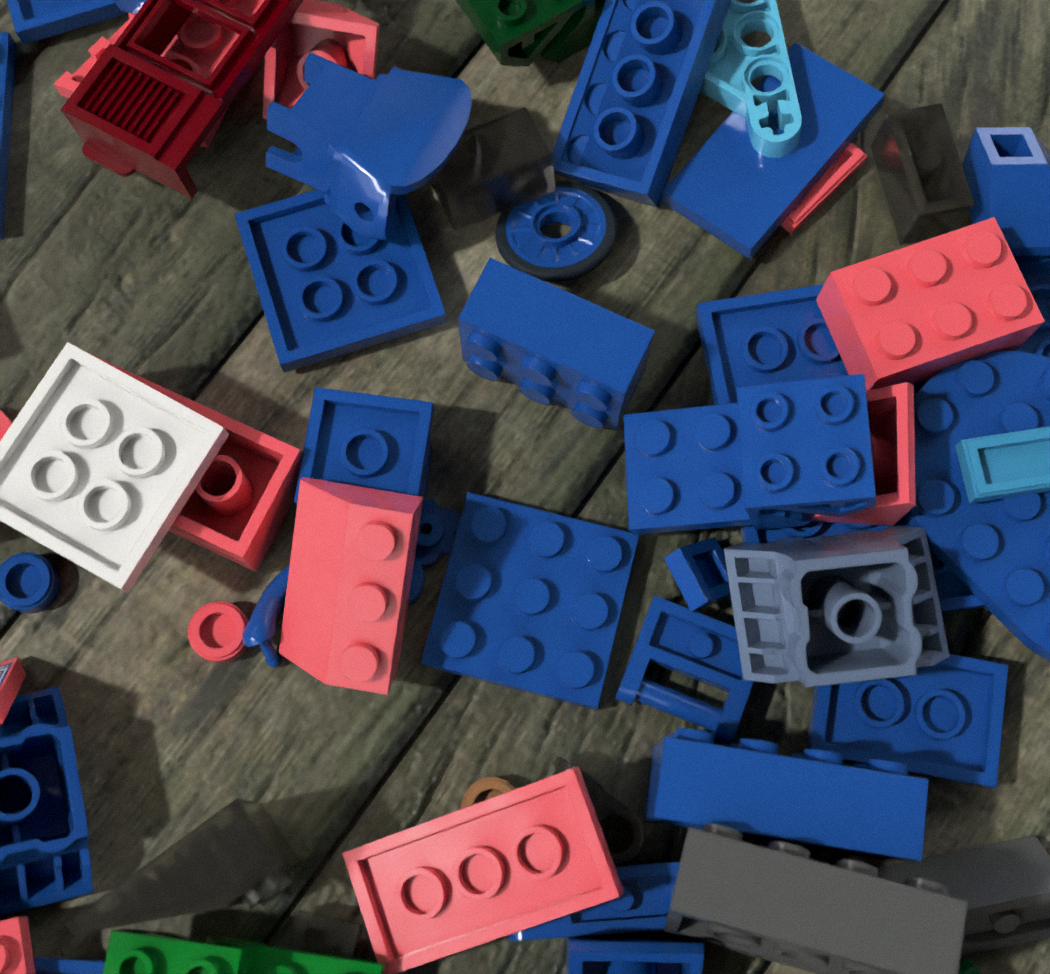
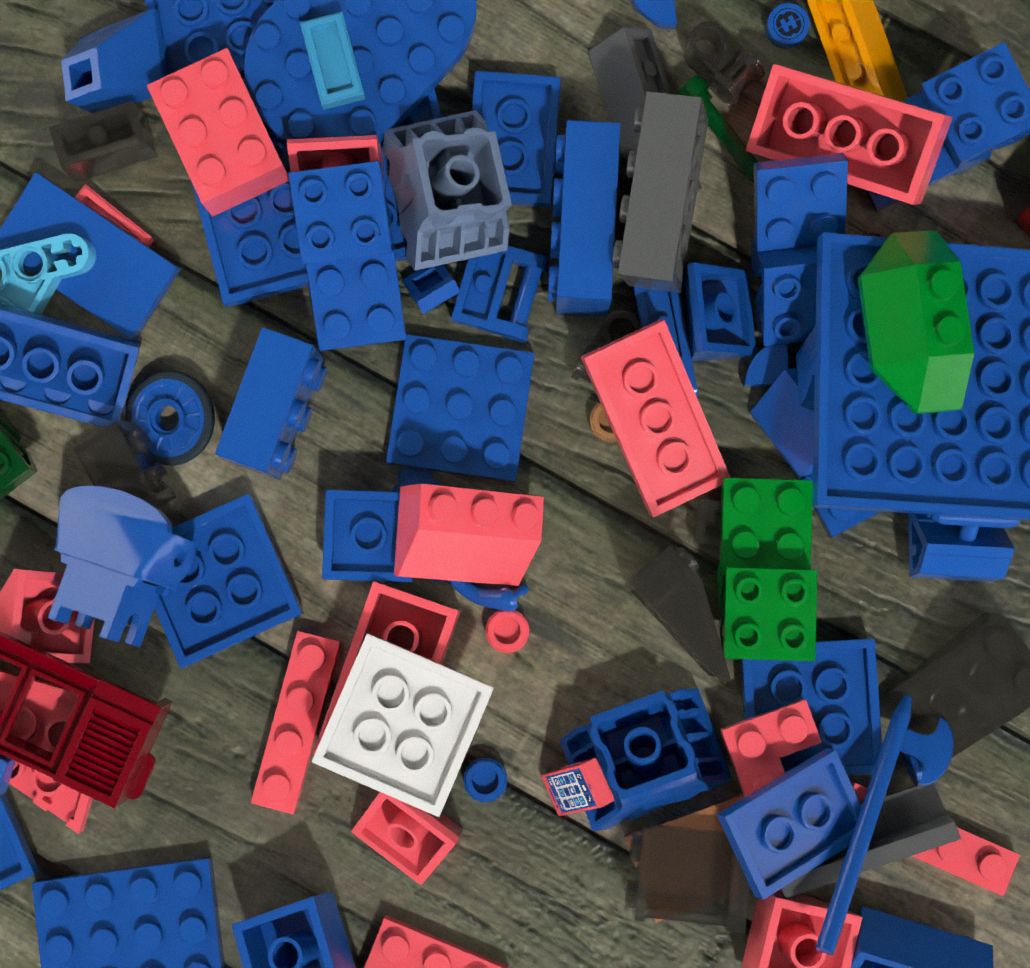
camera: 90 degrees left, 10 degrees up
(150, 350) = (296, 722): none -> coral plate

